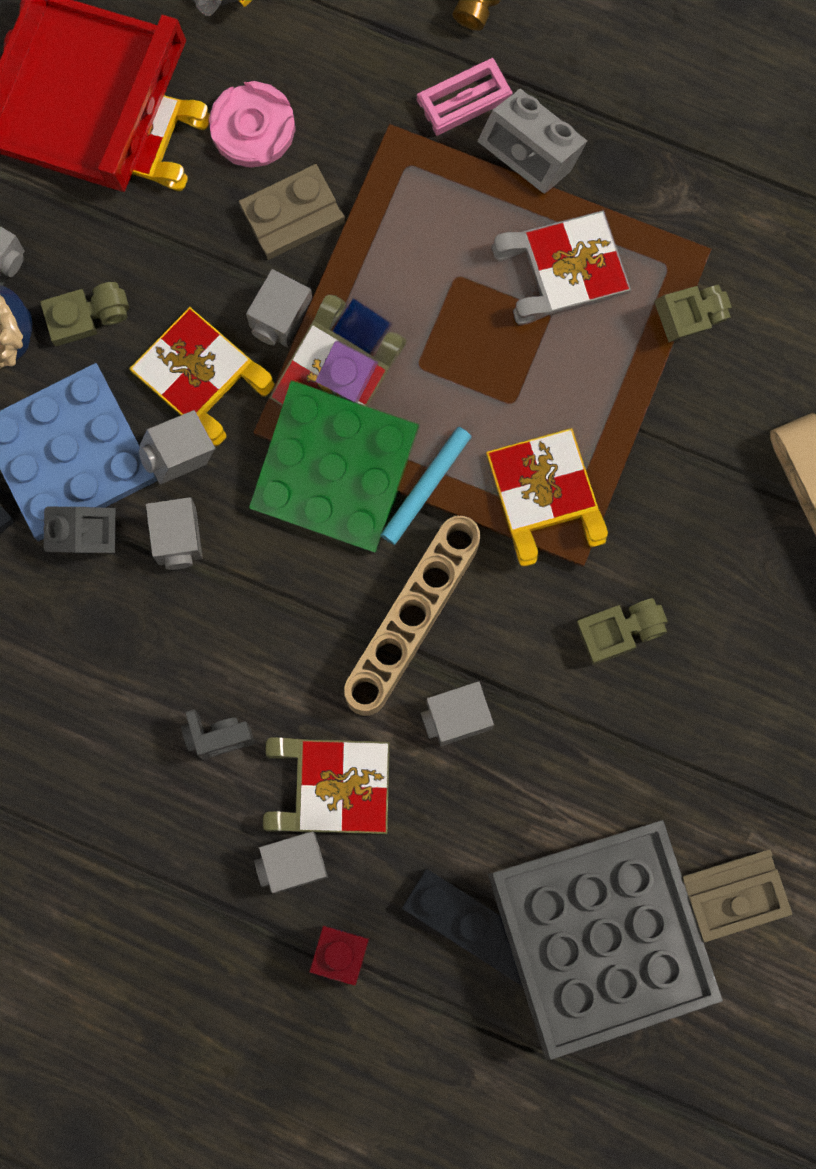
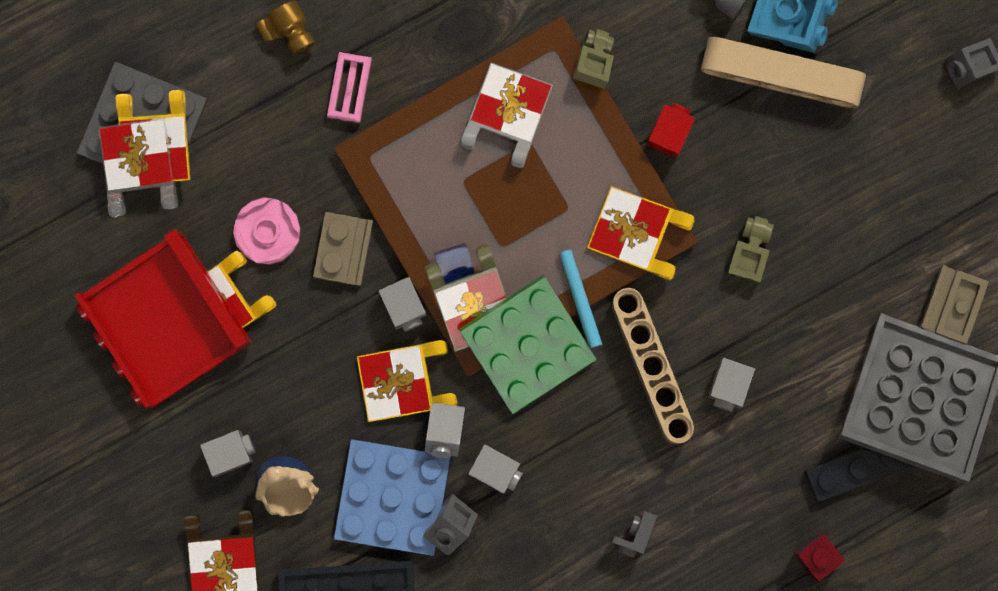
camera: 55 degrees left, 5 degrees up
(72, 316) = (307, 432): olive plate -> none
(291, 863) = (745, 546): light grey brick -> none
(338, 786) = (719, 486): flag -> none
(346, 371) = (479, 294): medium lavender plate -> none
(532, 140) = (415, 71): light grey brick -> none
(681, 447) = (671, 130): none -> red brick

